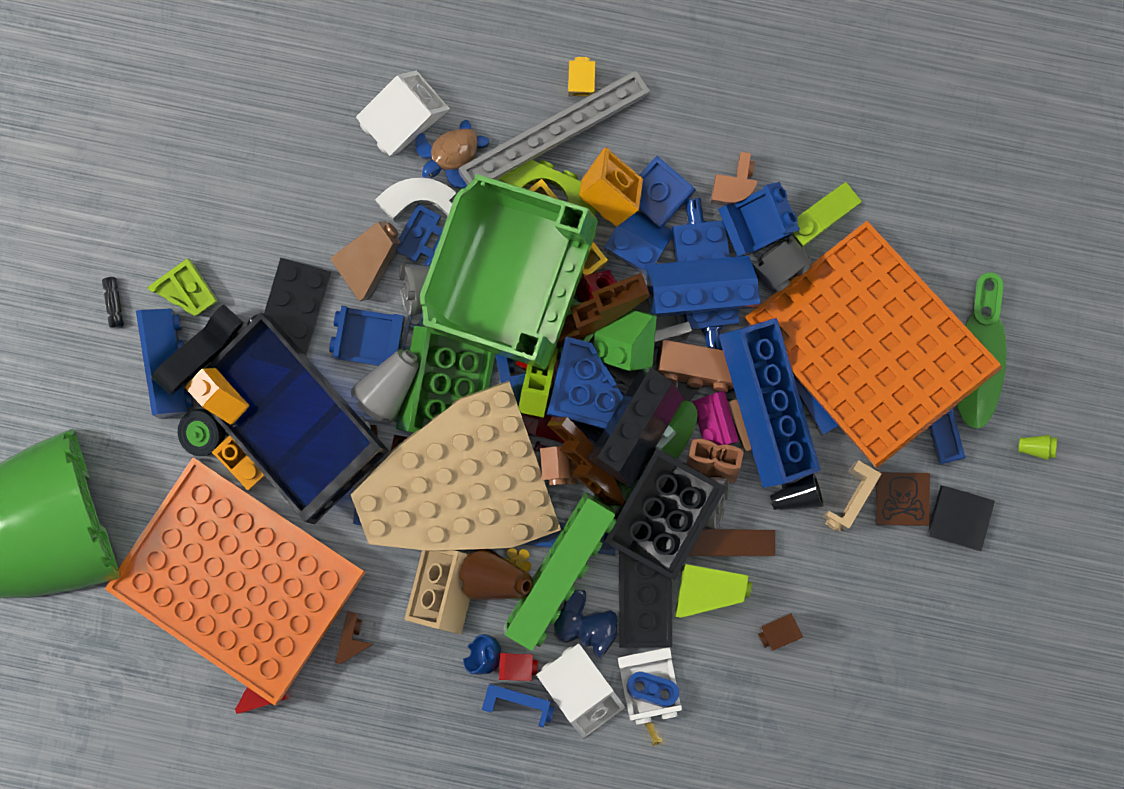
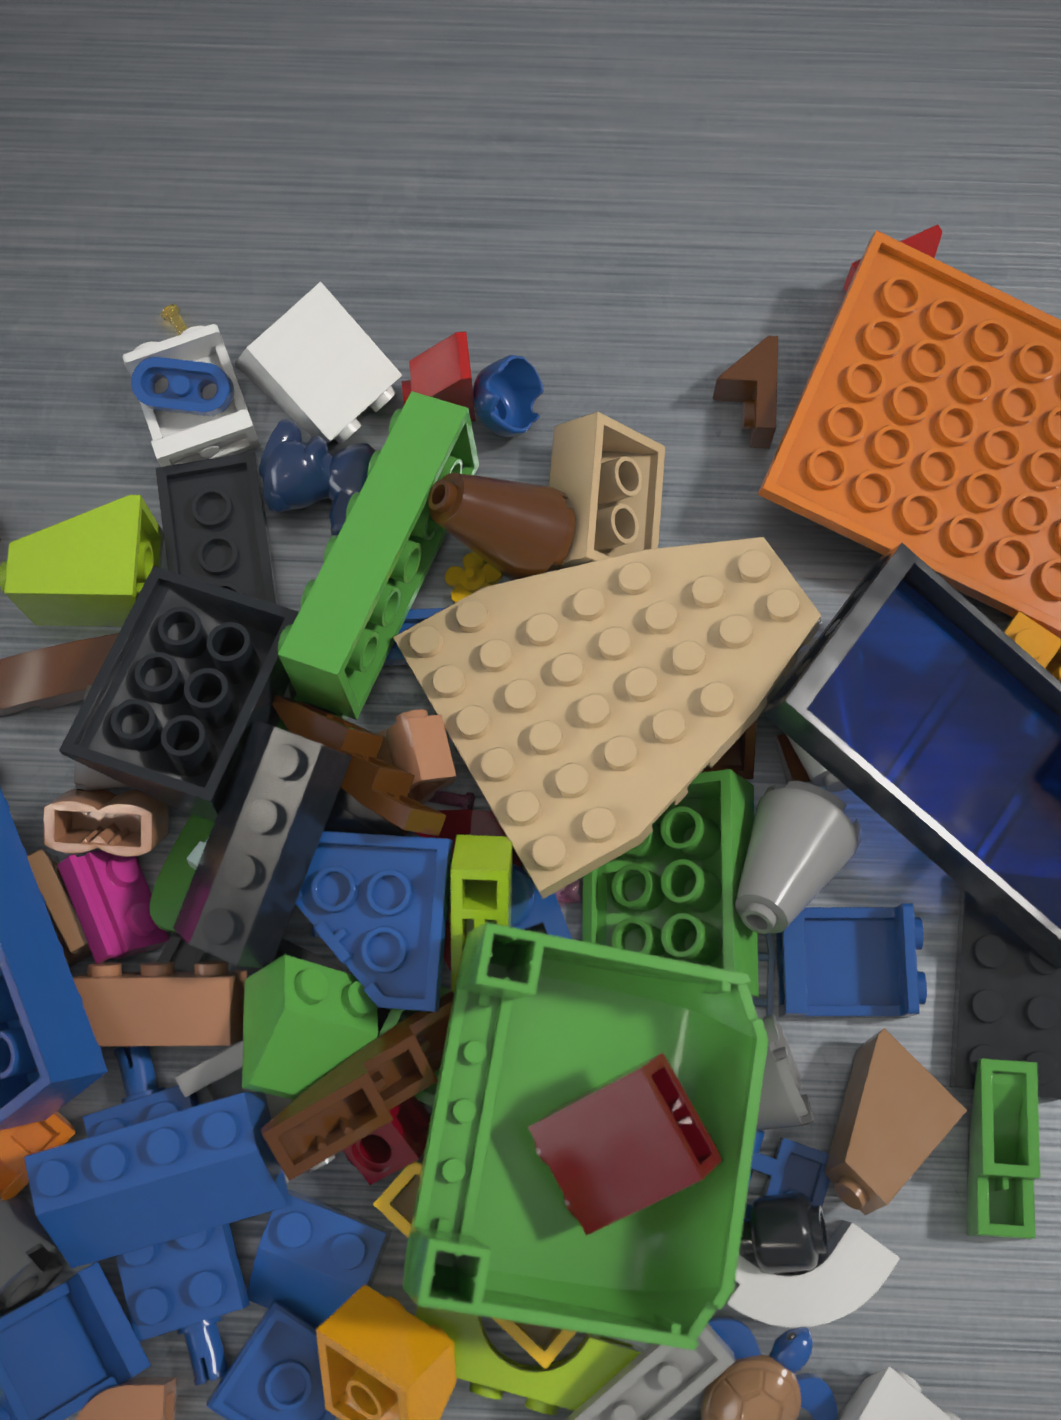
camera: 170 degrees right, 10 degrees down
(315, 239) = (1003, 1150): none -> bright green slope
(424, 218) = (785, 1233): none -> black head
(490, 263) = (625, 1145): none -> dark red brick
(495, 691) = (412, 324): blue panel -> none

